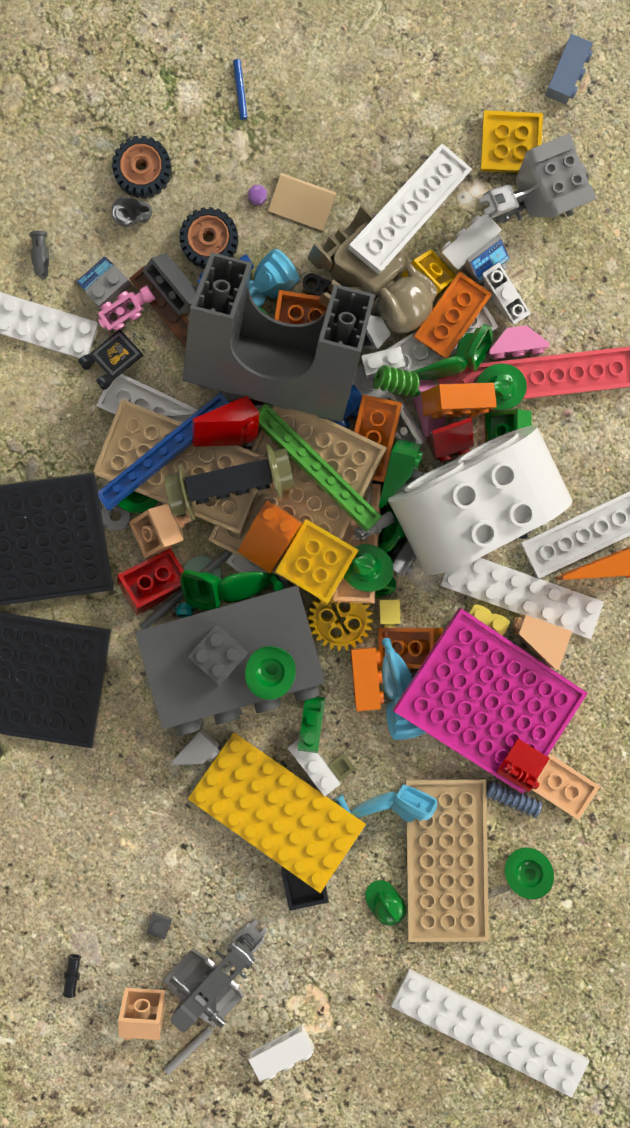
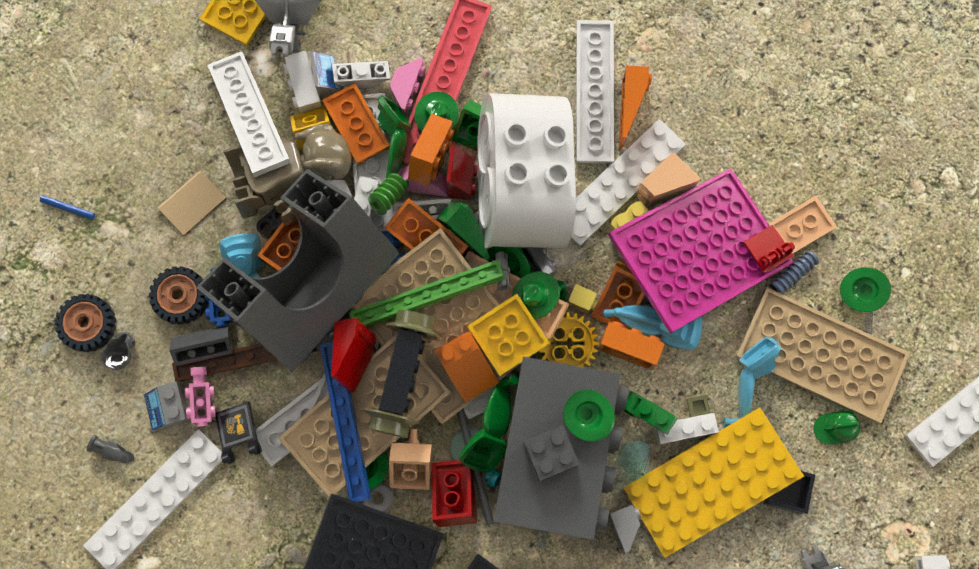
camera: 65 degrees left, 10 degrees down
(257, 195) = (165, 236): medium lavender tile -> none
(267, 729) = (634, 457): none -> clear light blue helmet

